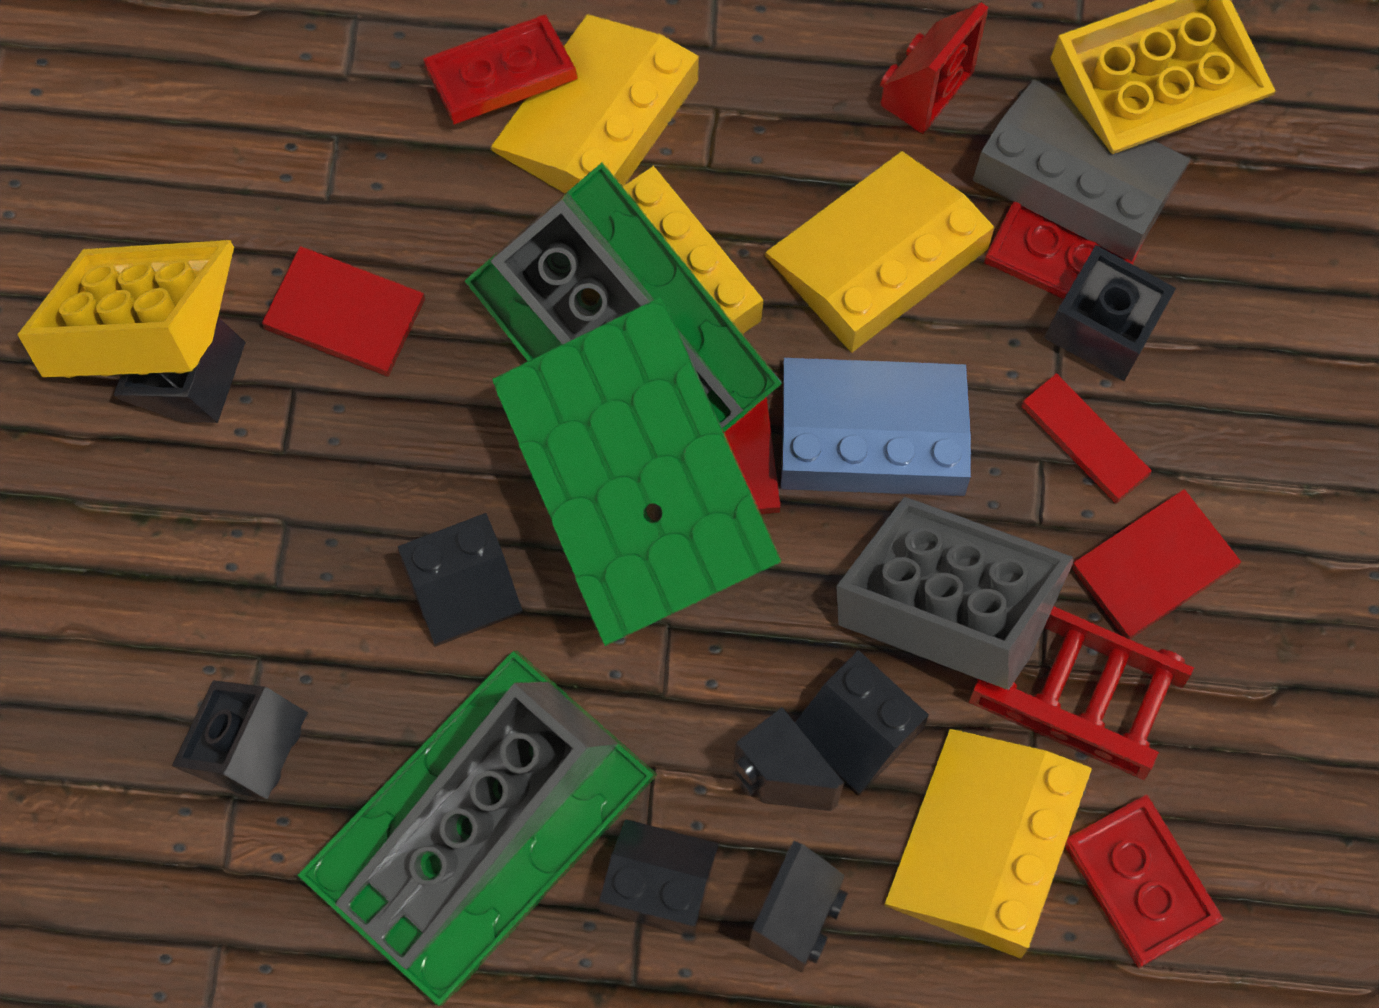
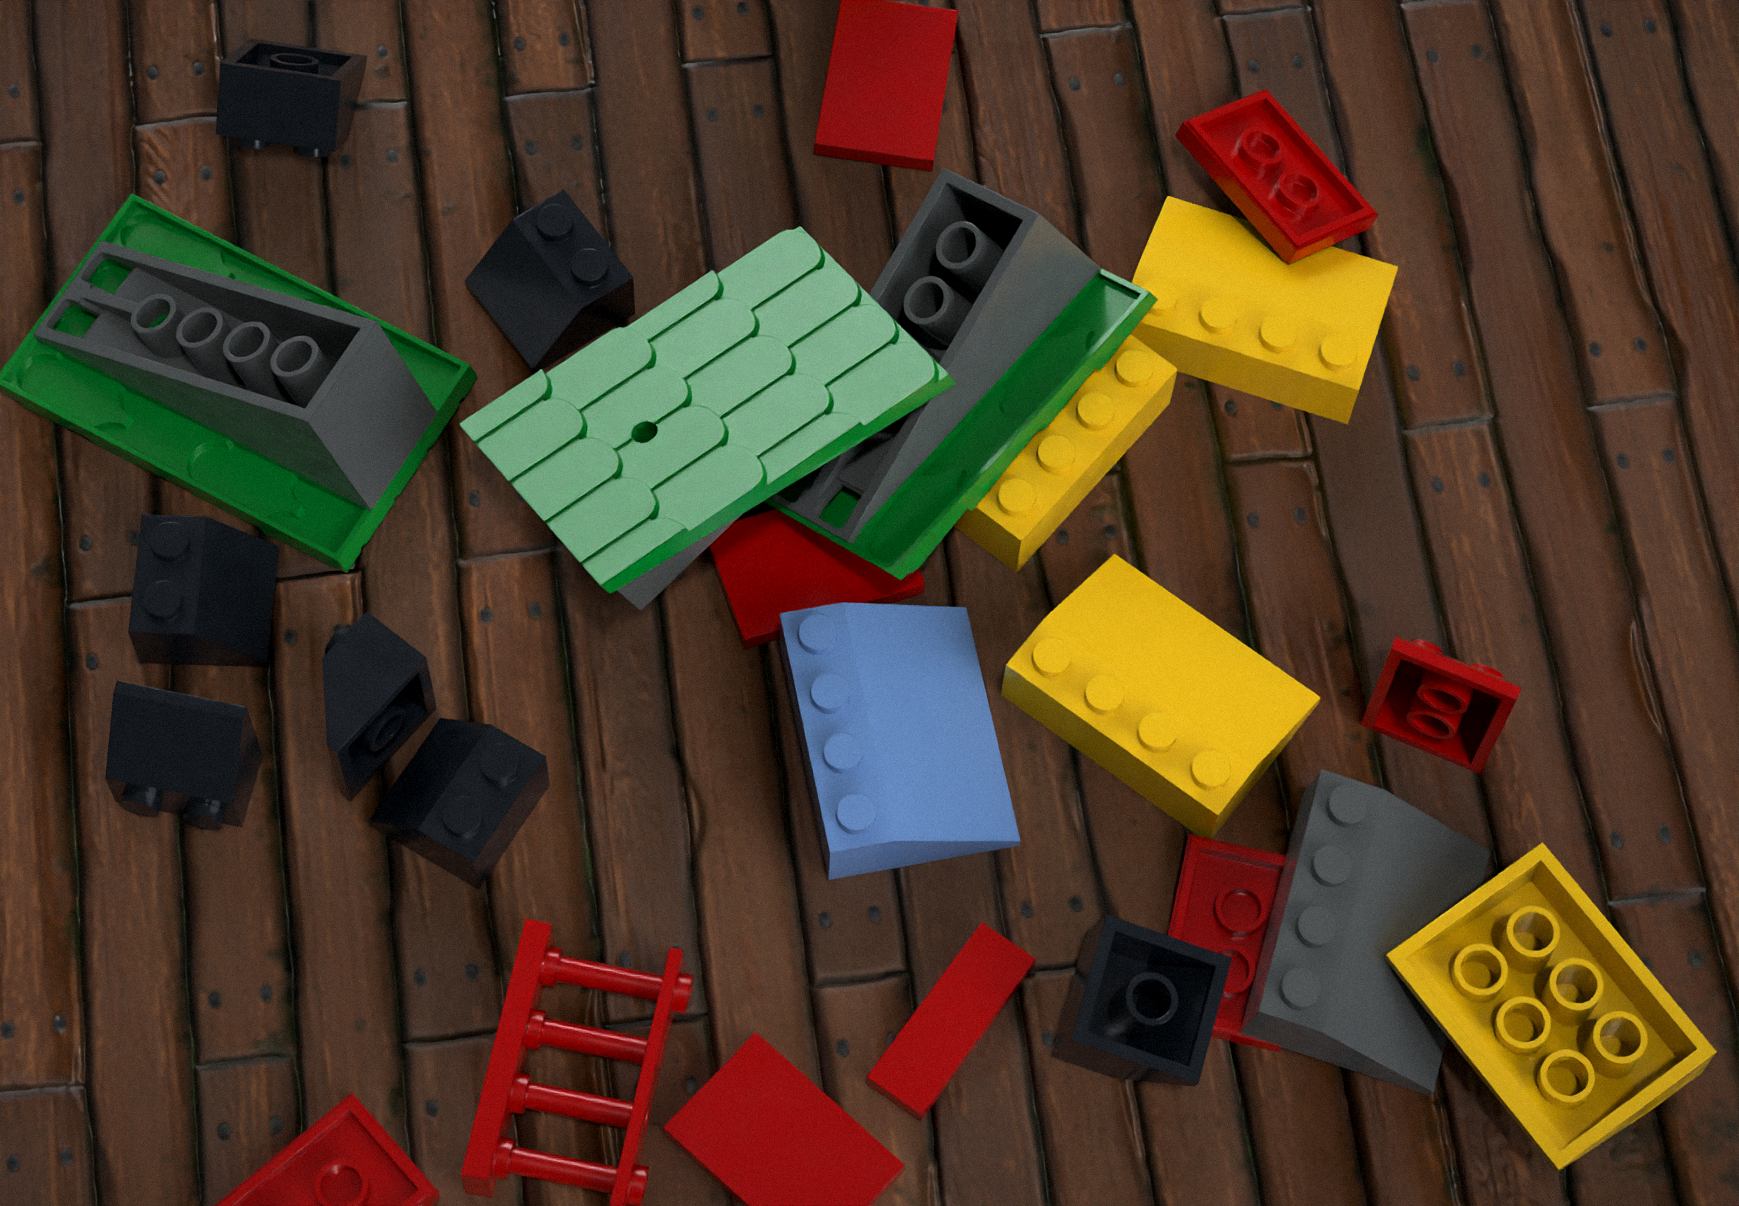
camera: 75 degrees right, 5 degrees down
(953, 591) = (662, 865): dark grey slope -> none
(988, 840) = (328, 996): yellow slope -> none

